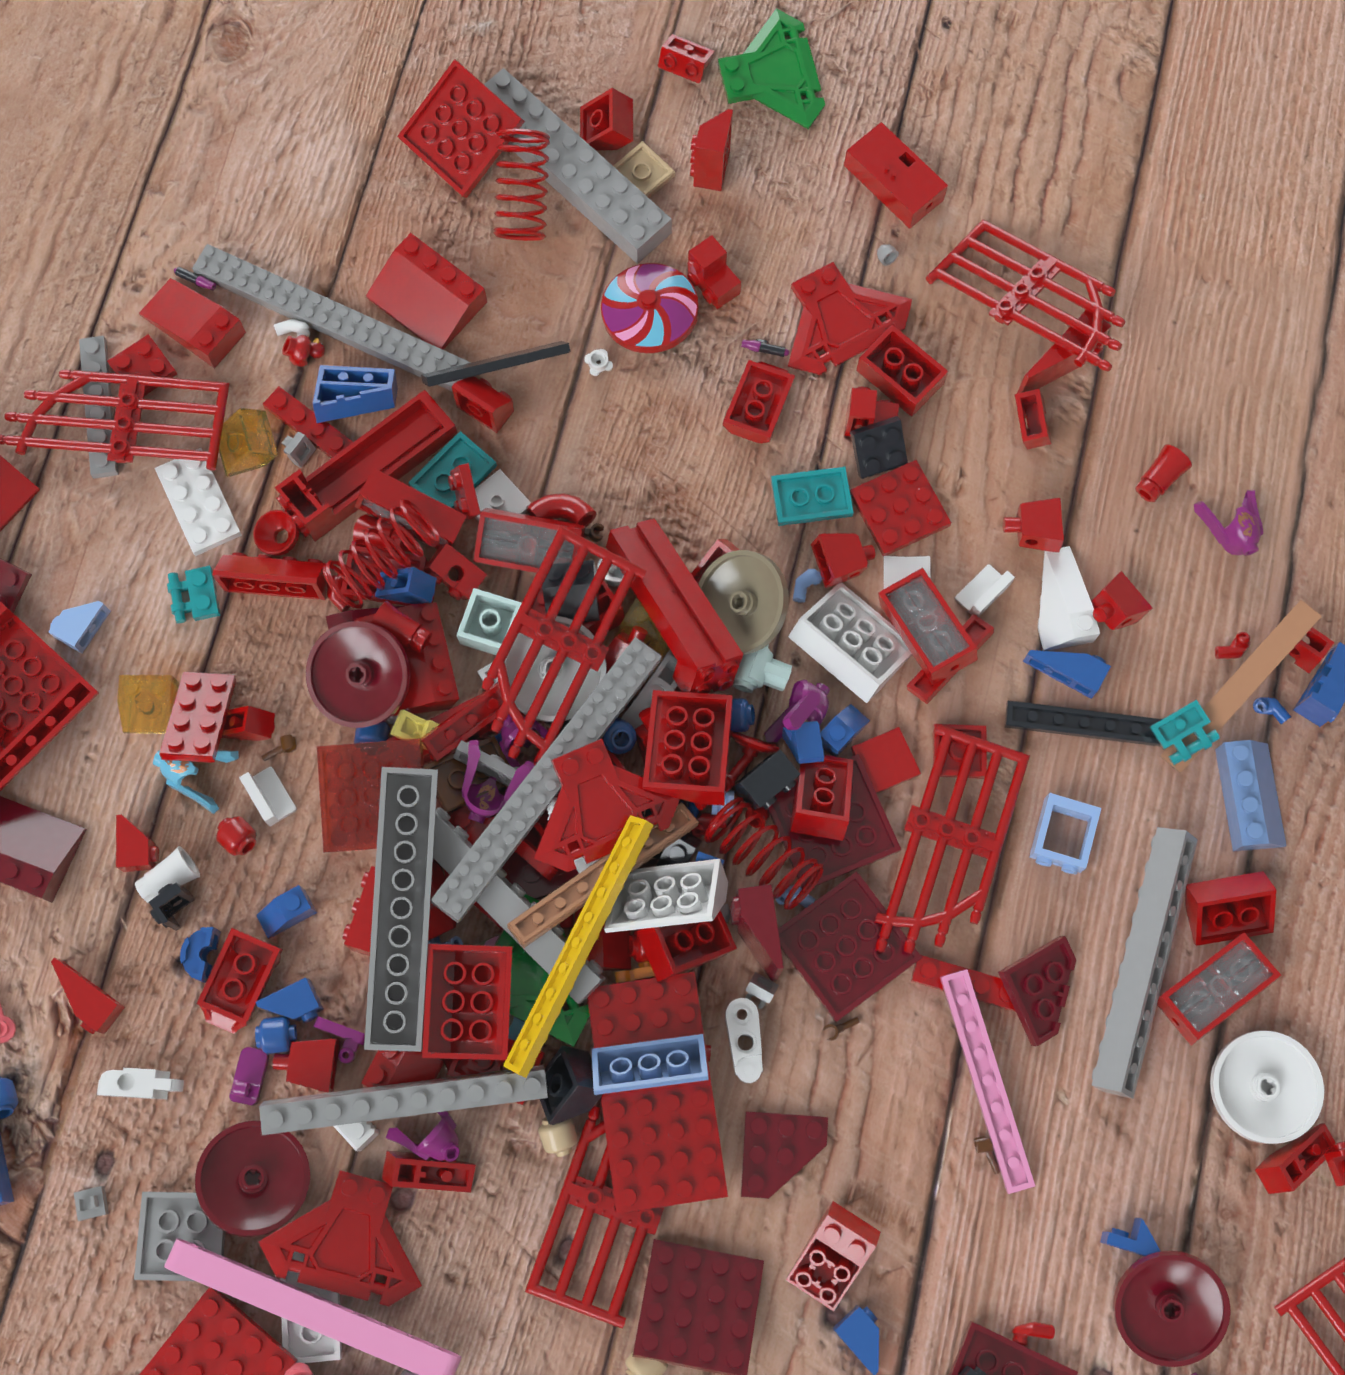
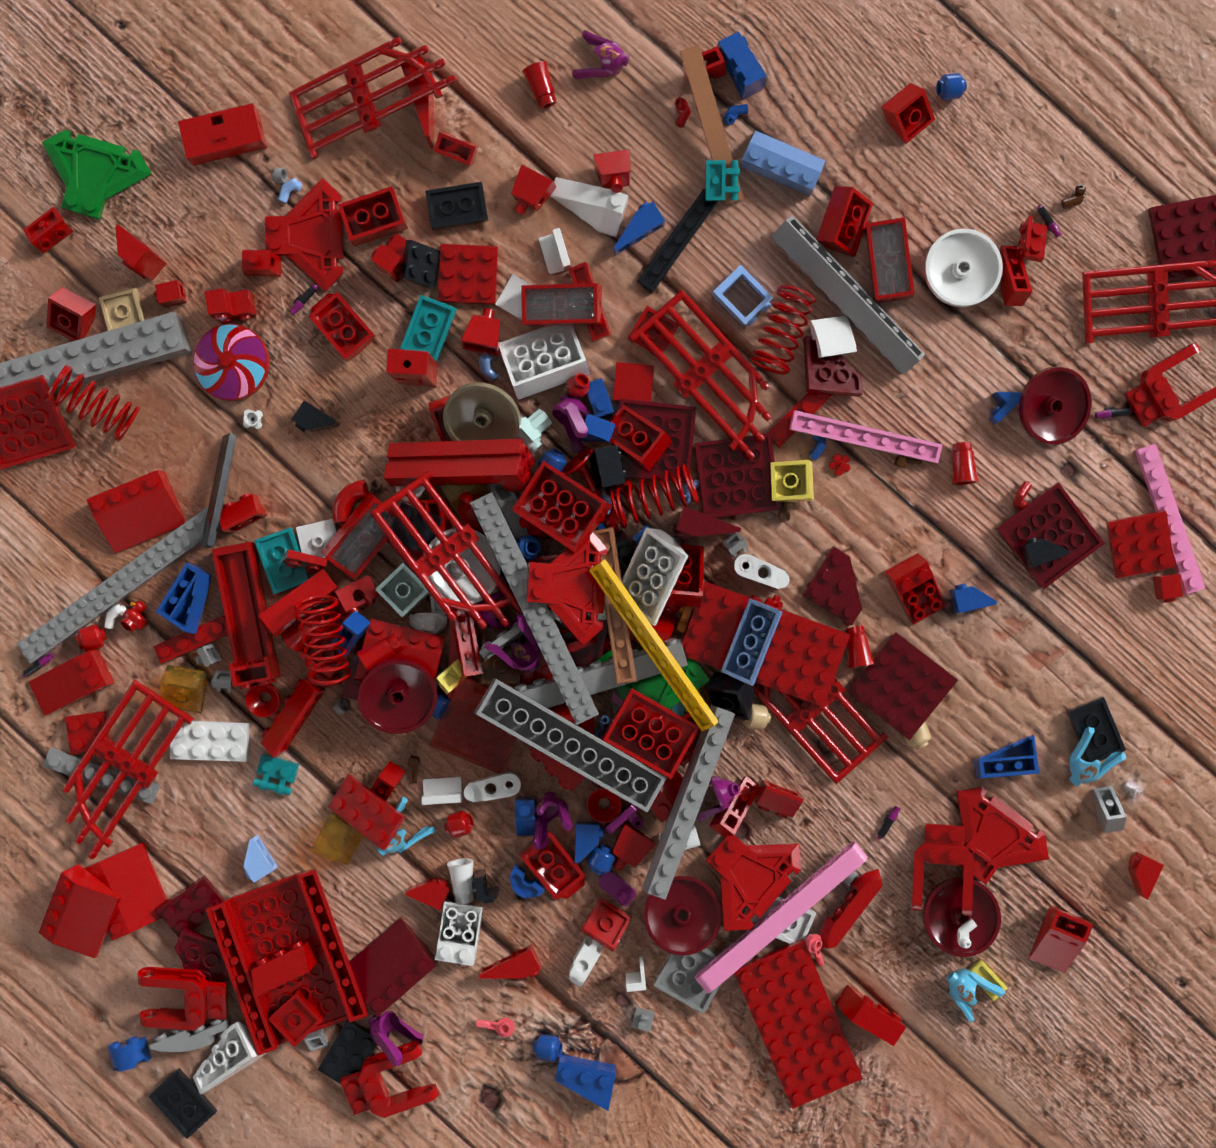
camera: 65 degrees left, 15 degrees up
(97, 907) = (459, 933): none -> white slope
(140, 1165) = (636, 980): none -> white panel
(195, 1085) = (606, 924): none -> red tile
(254, 316) = (91, 638): none -> red head
(274, 476) = (221, 680): none -> light grey tile
(289, 838) = (477, 790): none -> white piece
(307, 933) = (547, 809): none -> magenta piece
(318, 629) = (345, 706): none -> light grey hinge
(334, 996) = (603, 815): none -> red piece
(466, 1223) = (778, 799): none -> red slope
(467, 672) = (428, 622): none -> white hat
(634, 423) = (312, 419): none -> black slope
(689, 208) = (170, 293): none -> red brick
(716, 1220) = (858, 648): none -> red plant
(717, 1079) = (775, 601): none -> red plant
(755, 493) = (412, 367): none -> red brick
(777, 277) = (259, 263): none -> red torso
(844, 694) = (578, 385): none -> red animal
(877, 269) = (287, 187): none -> light blue arm
(879, 1017) = (792, 481): none -> light yellow slope
(934, 1068) = (839, 464): none -> red plant
(939, 1029) = (819, 448): none -> blue arm
(969, 455) = (456, 205): none -> black plate
(1011, 906) = (782, 307): none -> red piece
(1026, 1229) = (963, 464): none -> red plant
(1084, 969) = (833, 336): none -> white slope

